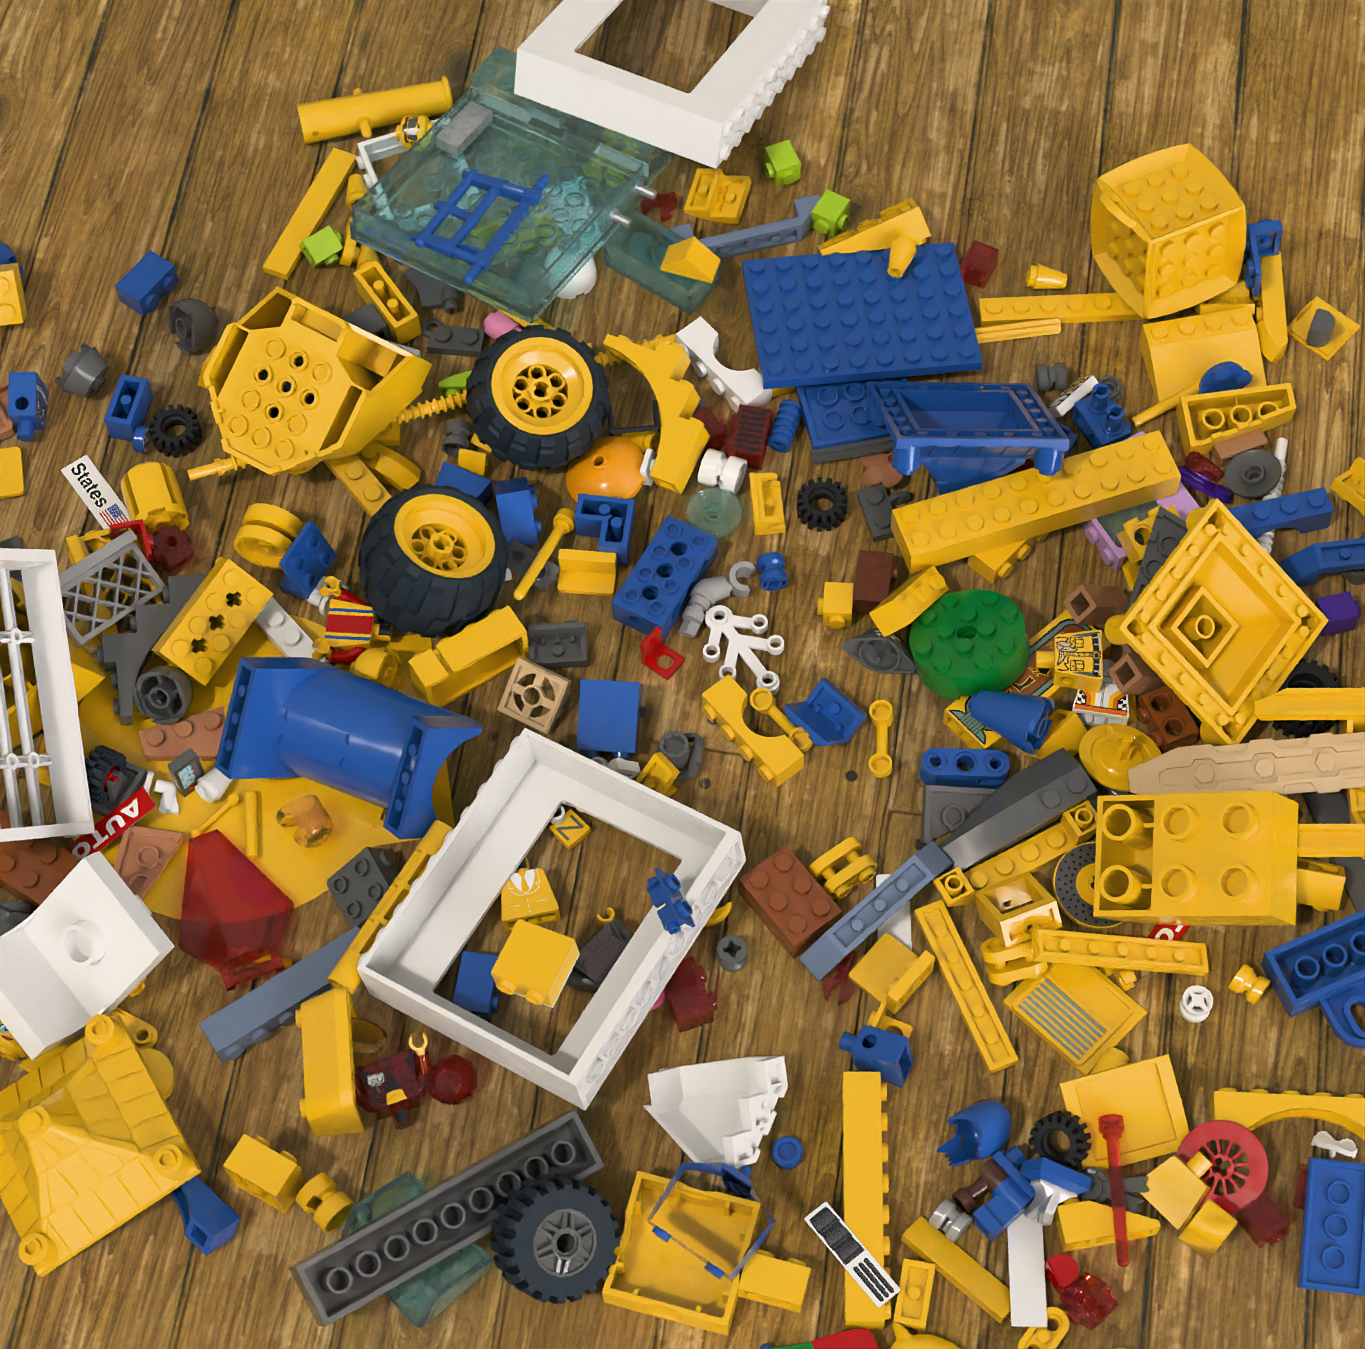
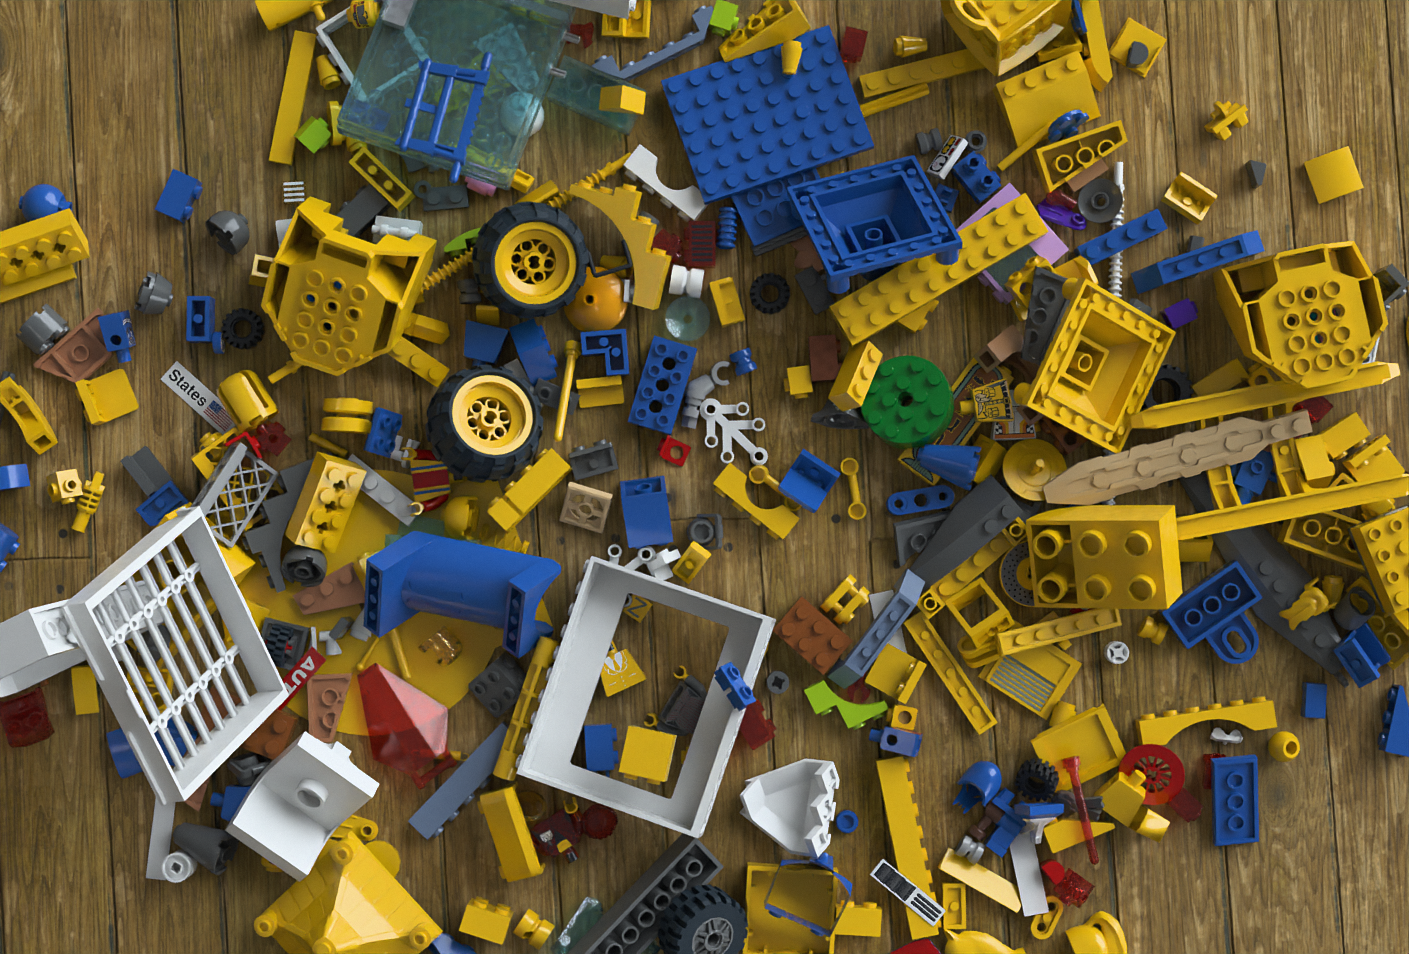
camera: 15 degrees left, 25 degrees up
(825, 1011) = (853, 714): none -> lime arch

